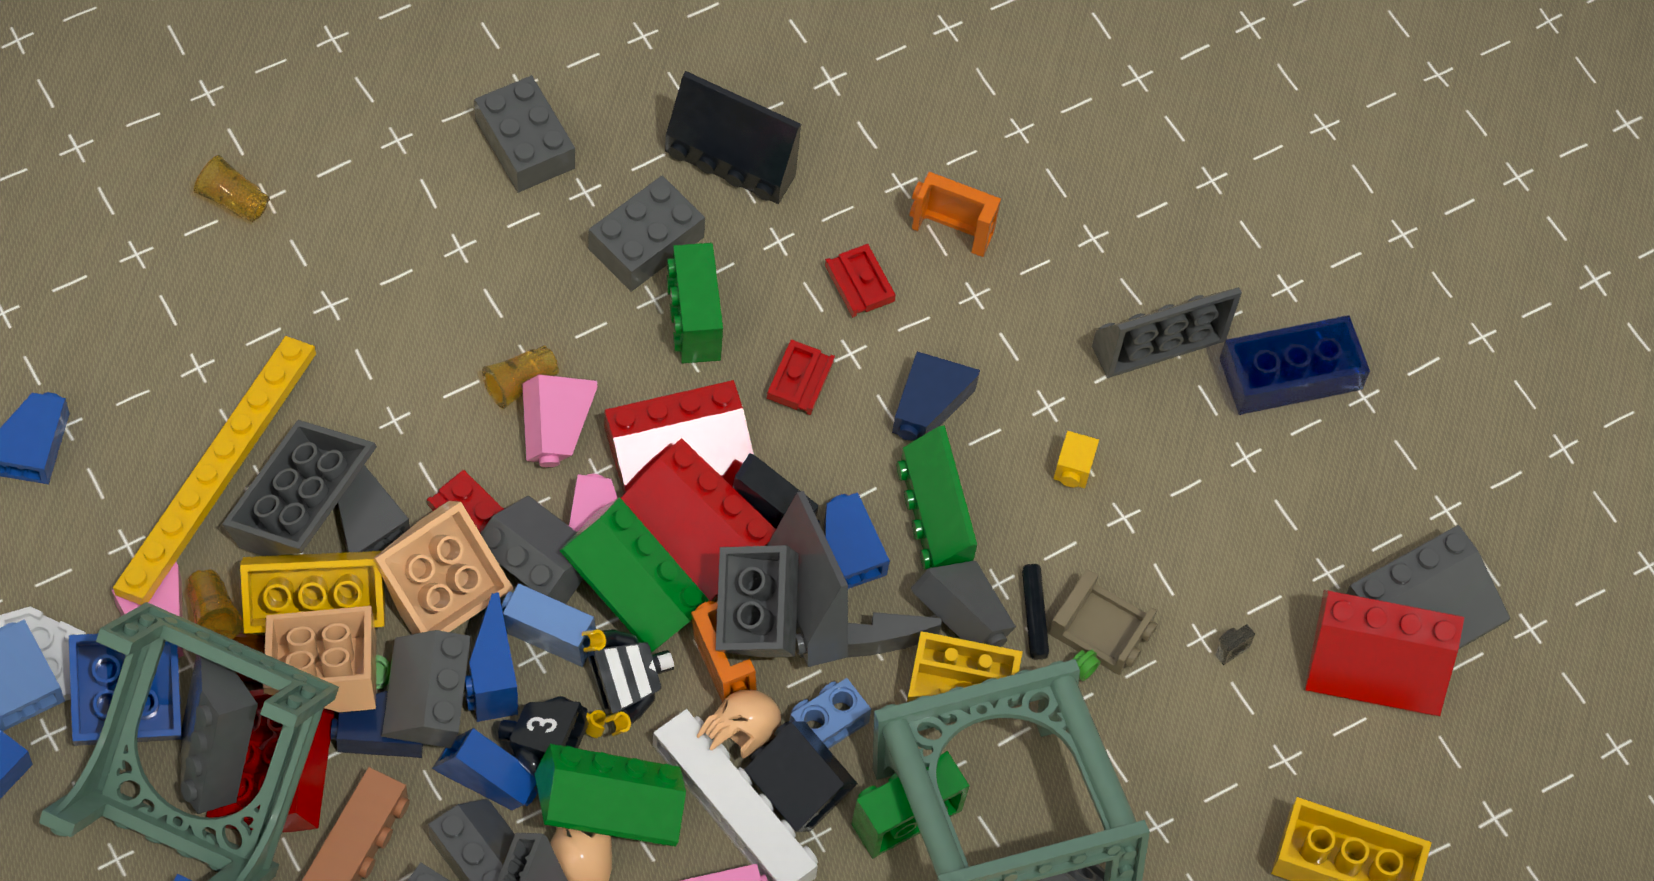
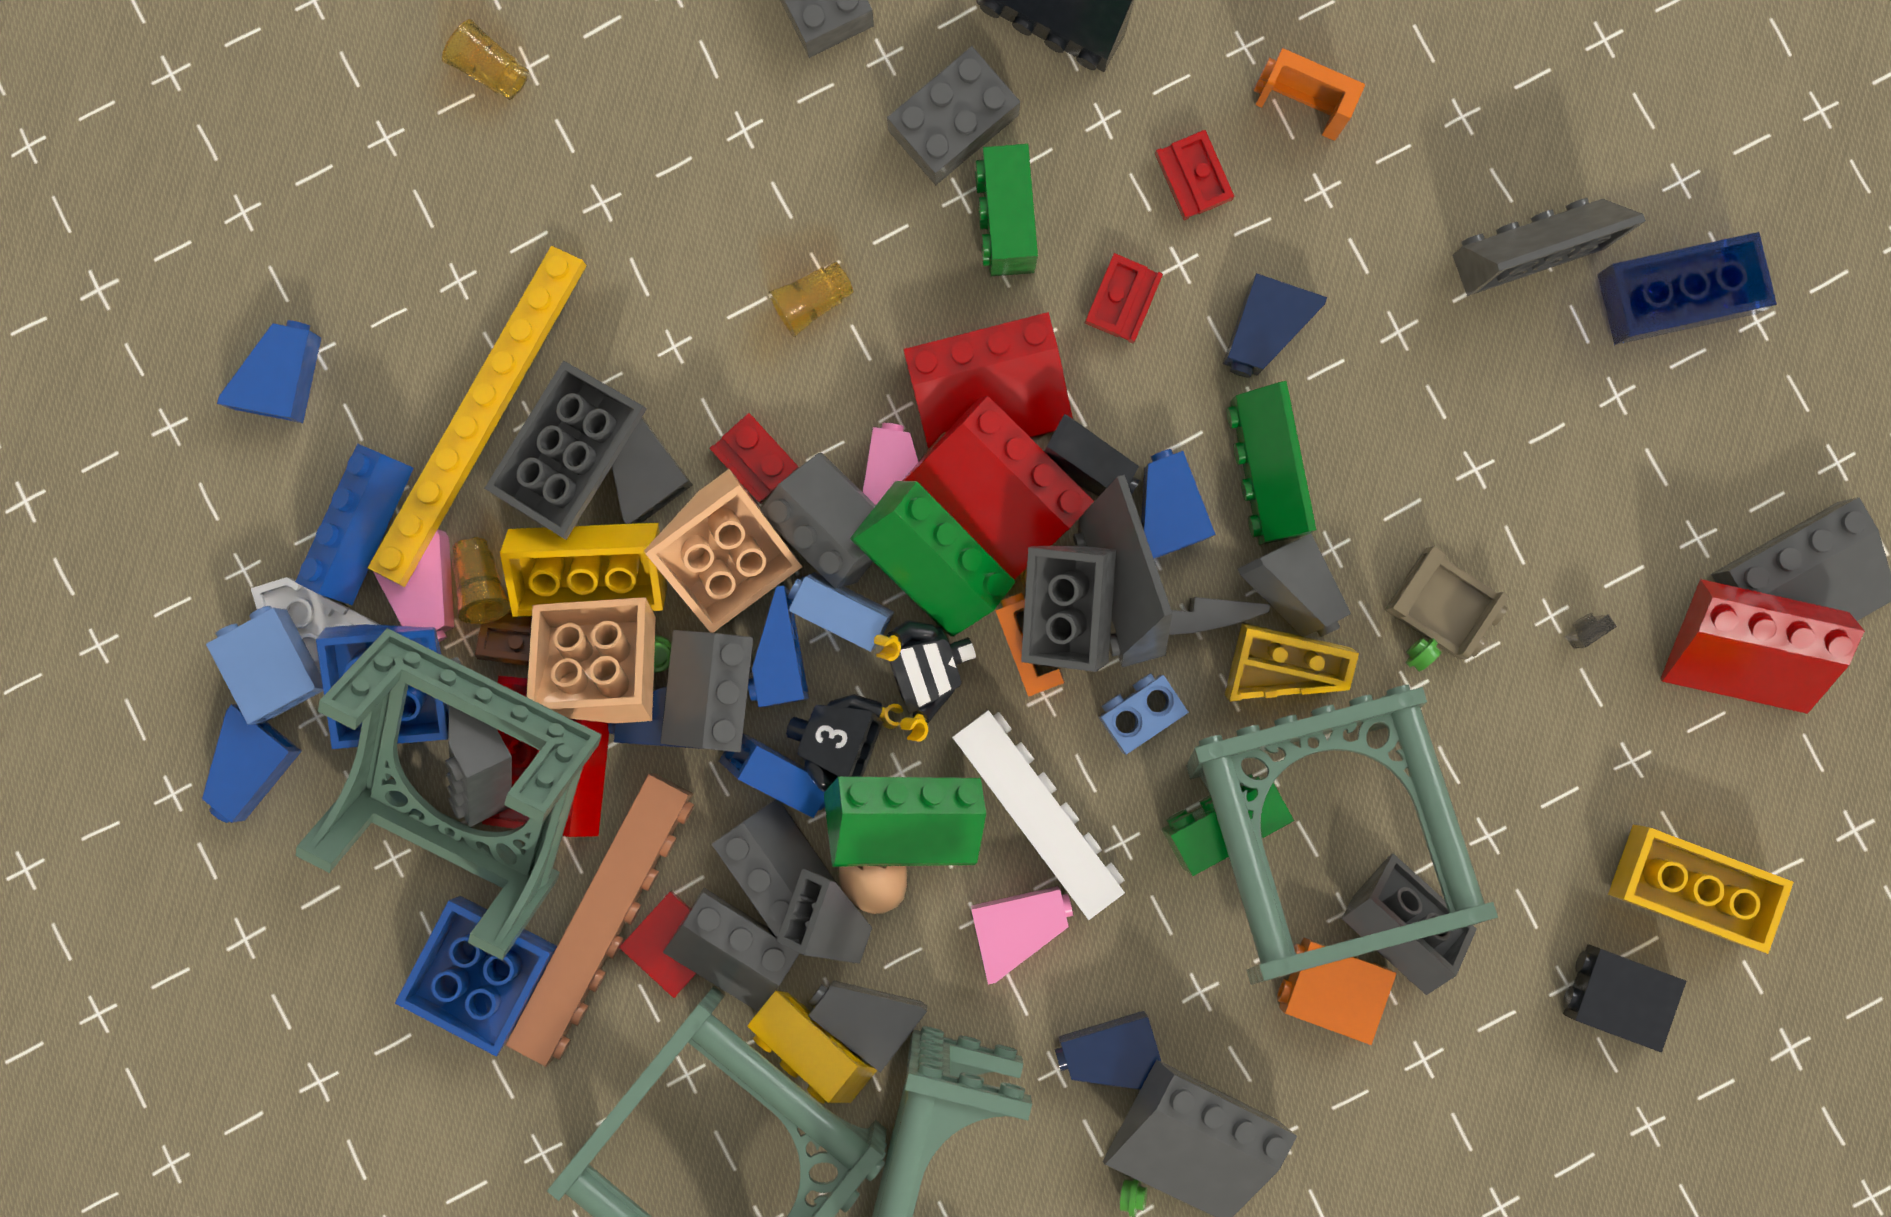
camera: 10 degrees right, 25 degrees up
(99, 555) = (354, 525): none -> blue slope
(554, 416) = (849, 354): bright pink slope -> none
(746, 718) = (1057, 717): light nougat helmet -> none
(800, 775) = (1109, 789): black brick -> none
(1035, 611) = (1372, 586): black axle -> none
(1076, 459) = (1428, 405): yellow brick -> none

